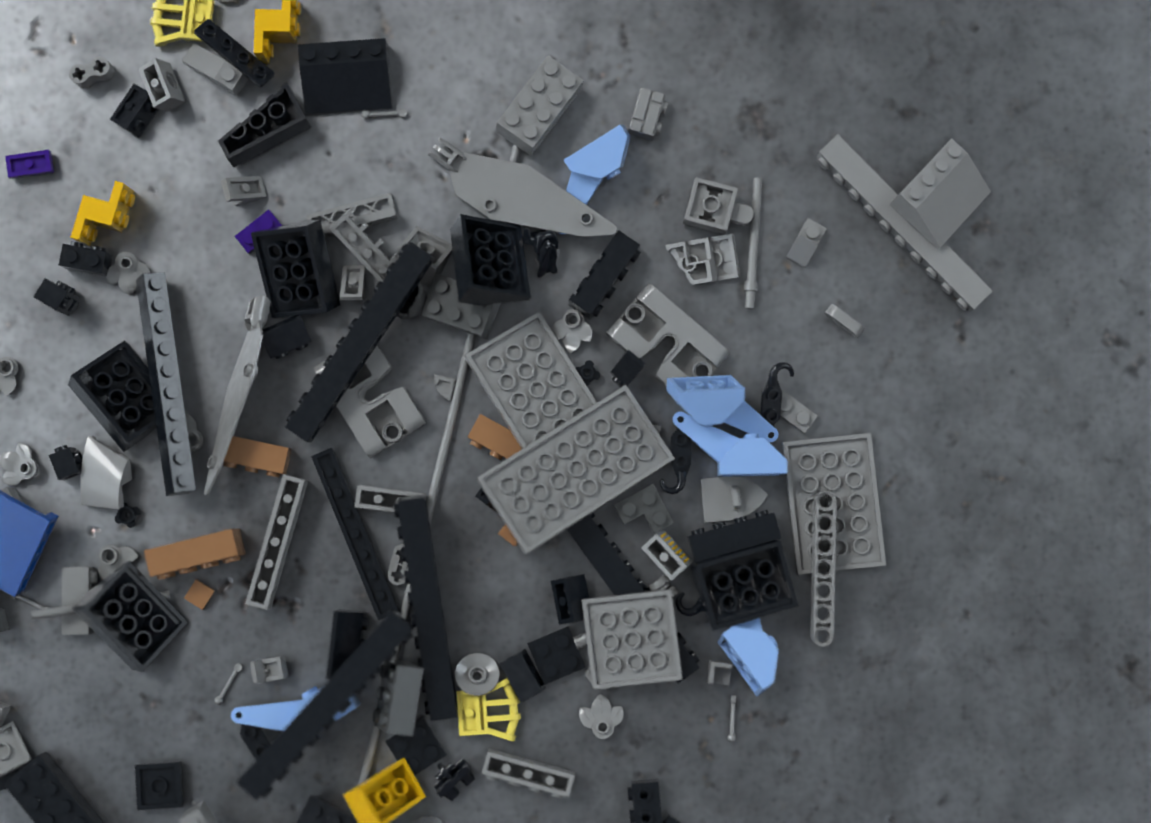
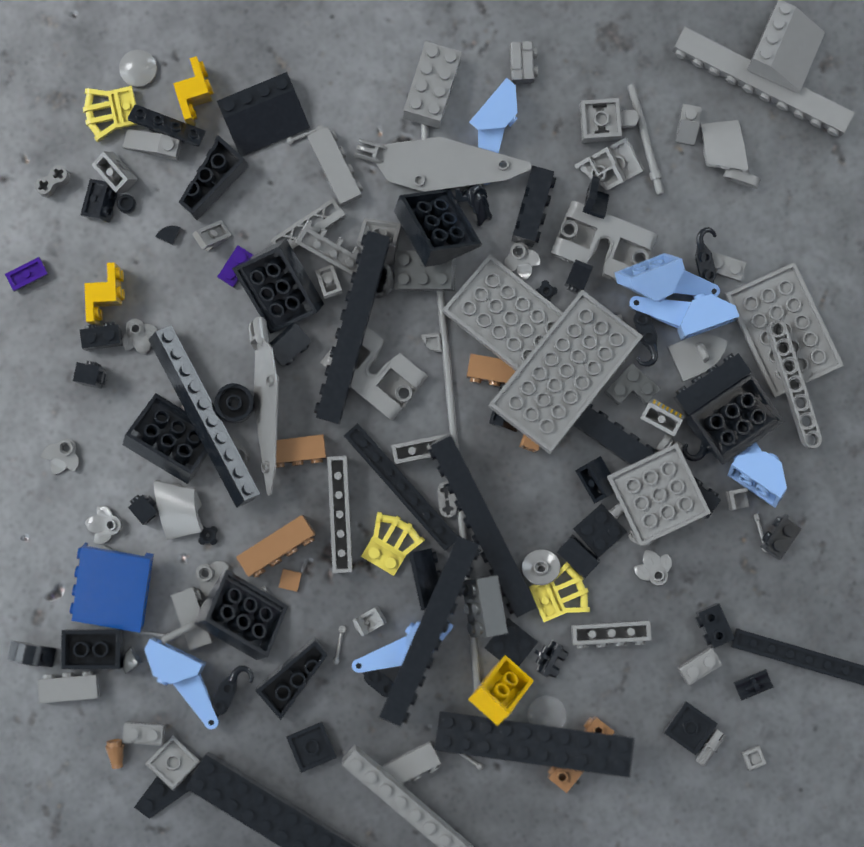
camera: 20 degrees left, 0 degrees up
(46, 653) = (184, 672): none -> light blue slope
(158, 704) = (287, 681): none -> black wedge
(164, 124) = (126, 204): none -> black plate
(195, 372) = (239, 393): none -> black brick
(198, 172) = (168, 234): none -> black tile
(312, 602) = (382, 553): none -> light yellow plate
(403, 158) = (334, 166): none -> light grey brick
(675, 292) = (595, 201): none -> black panel
(752, 730) = (780, 537): none -> black bracket
(837, 279) = (724, 145): none -> light grey slope

